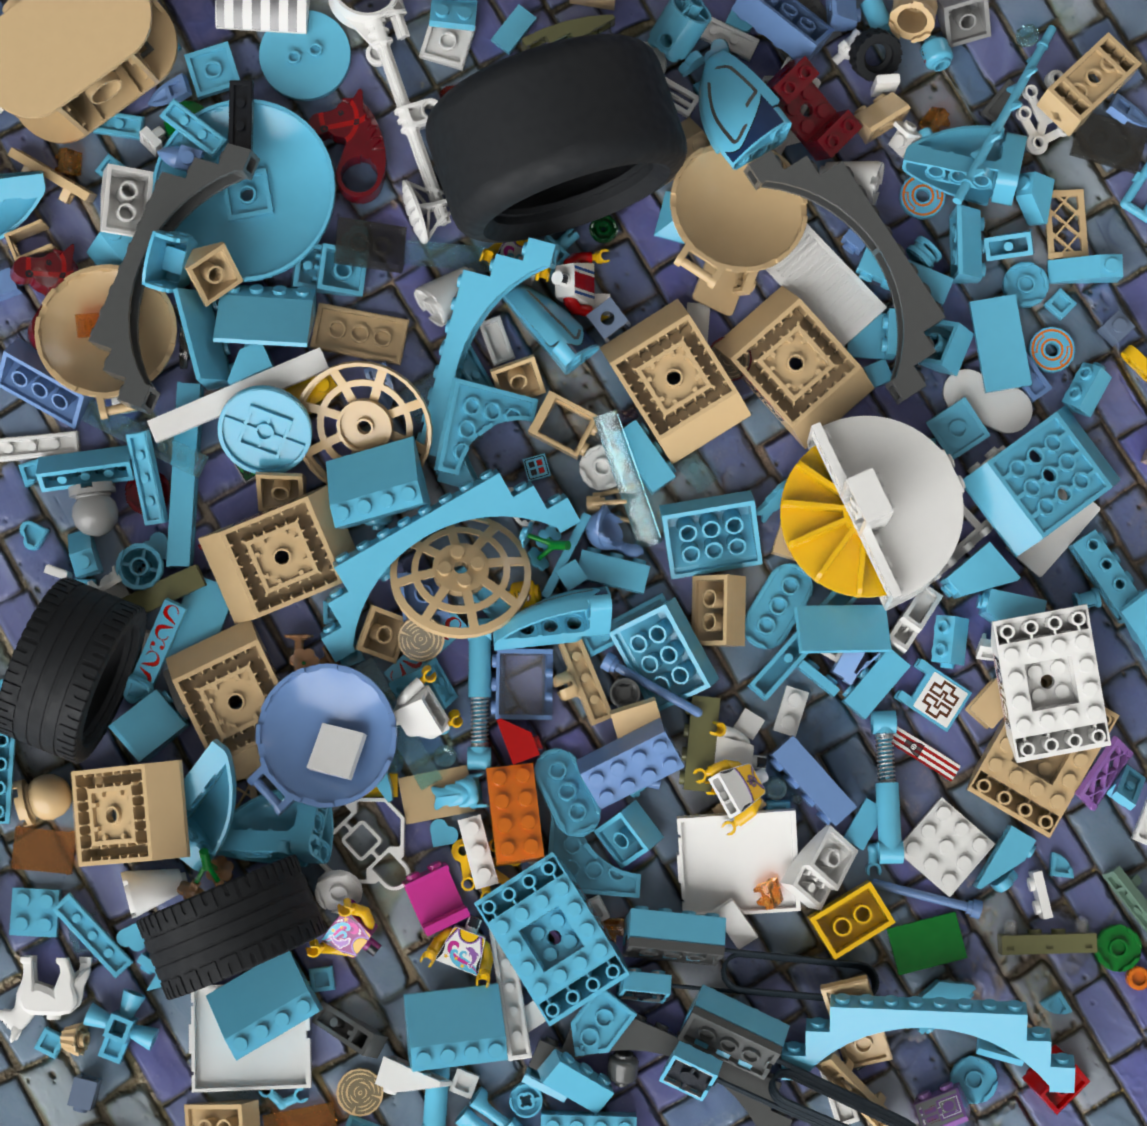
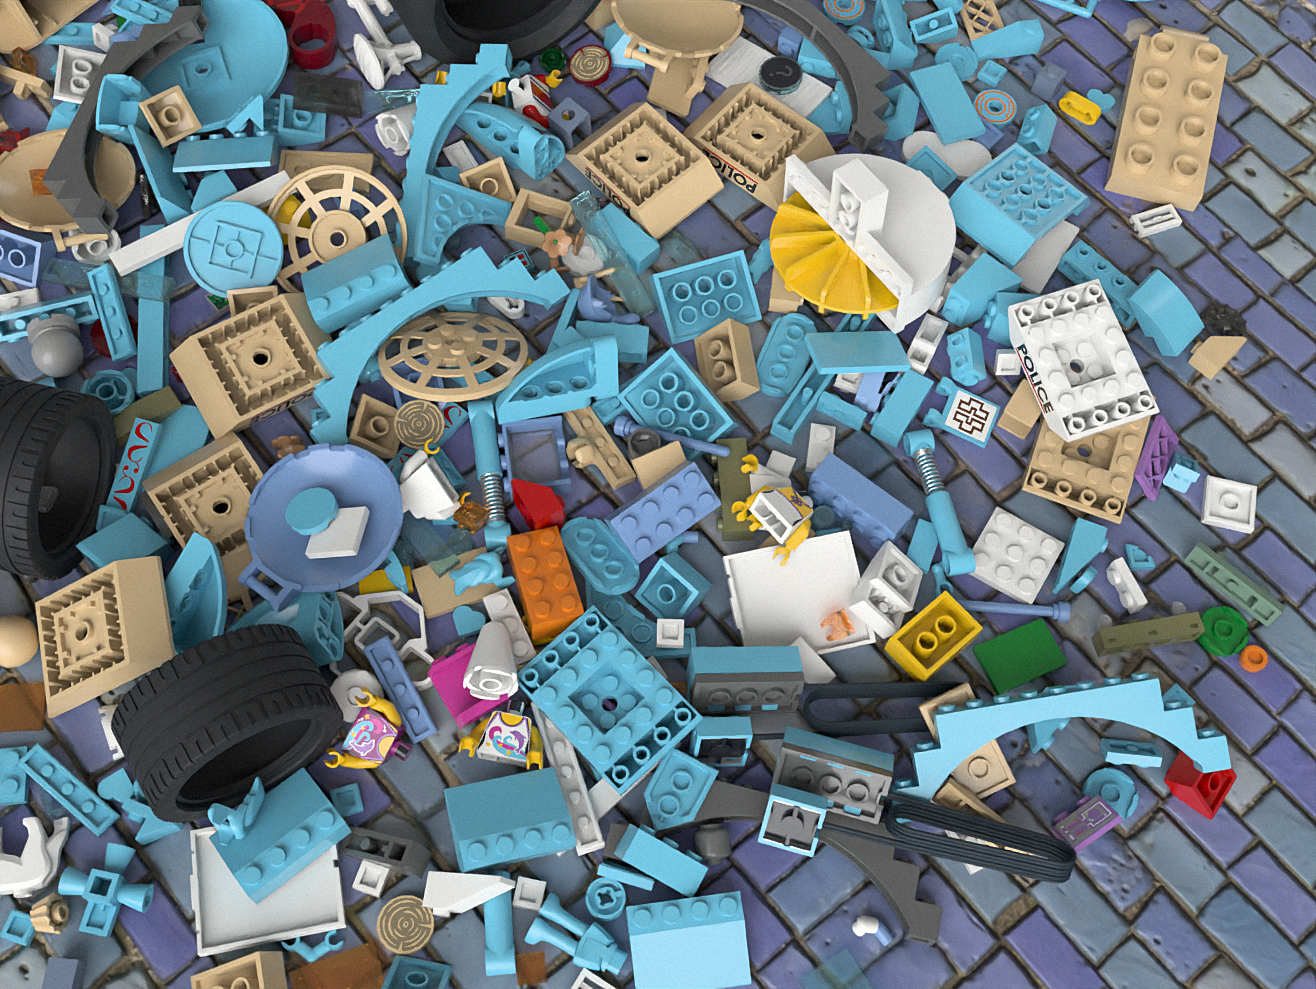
camera: 15 degrees left, 20 degrees down
(223, 995) = (239, 820): none -> medium azure hair
(288, 272) = (250, 109): none -> medium azure slope
(315, 726) = (311, 511): none -> medium azure tile
(335, 1050) = (371, 878): none -> white tile
(377, 892) = (400, 689): none -> medium blue tile
(457, 740) = (471, 516): none -> clear orange tile
(458, 888) = (492, 664): none -> white cone
(481, 362) = (448, 173): none -> medium azure tile
(547, 539) = (539, 323): medium azure plant -> none
(573, 473) = (557, 243): none -> medium nougat plant
(617, 882) = (670, 633): none -> white tile
(641, 241) = (590, 65): none -> tile
(835, 283) = (780, 75): none -> black tile
(878, 373) = (840, 144): medium azure tile -> none
(925, 754) = (969, 470): sticker -> none

